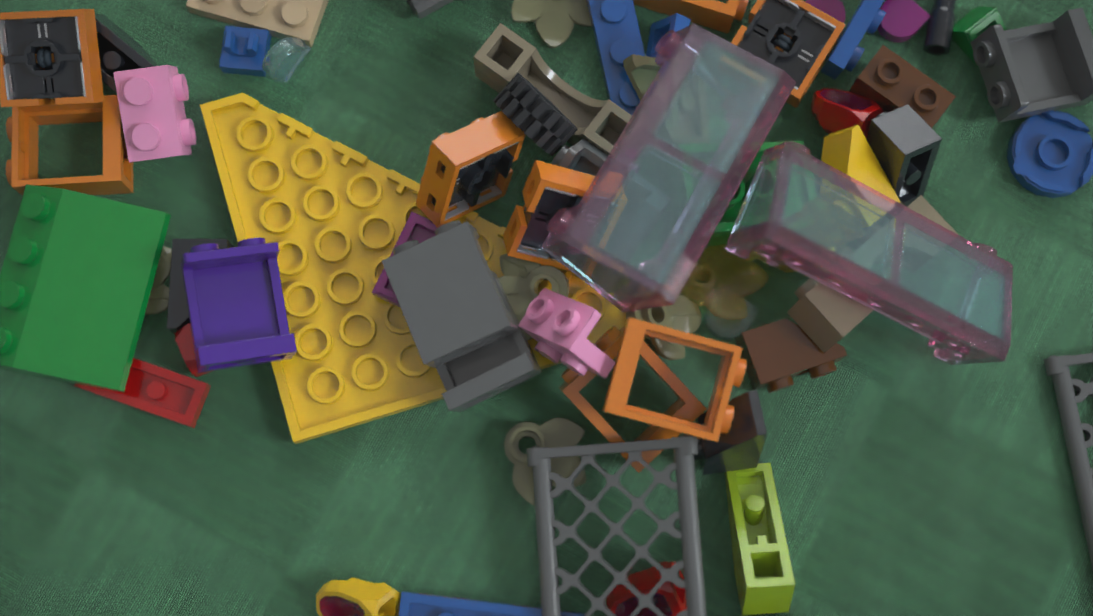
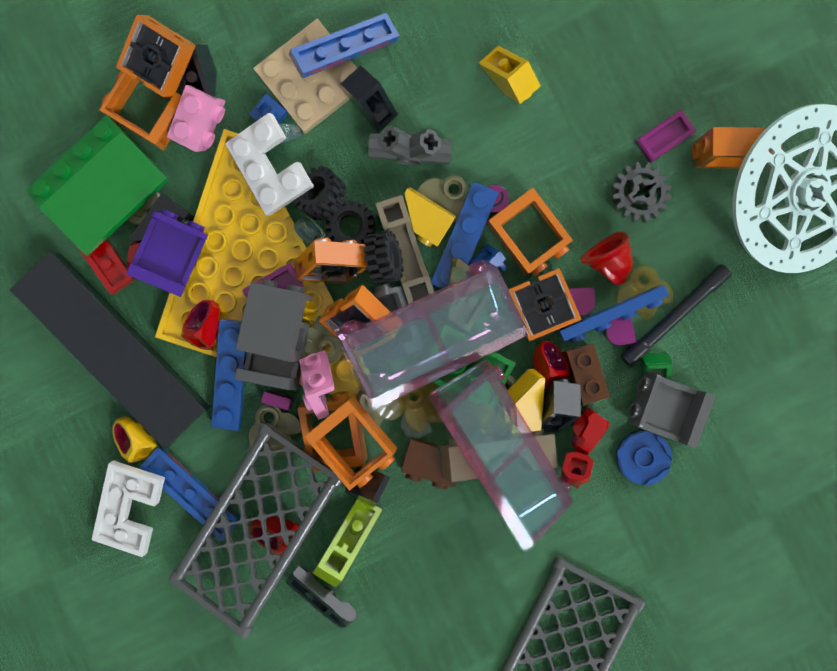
camera: 40 degrees right, 10 degrees up
(239, 502) = (110, 348): none -> black tile
(317, 136) = (270, 189): none -> white plate
(351, 374) = (202, 325): none -> red rock
(403, 107) = (328, 200): none -> black tyre
(404, 158) = (308, 229): none -> clear light blue tile
(437, 428) = (228, 391): none -> blue plate
(448, 94) = (350, 209): none -> black tyre
(523, 410) = (277, 400): none -> magenta tile
(559, 35) = (427, 218): none -> yellow slope
(961, 166) = (588, 431): none -> red rock
(985, 217) = (577, 469): none -> red rock

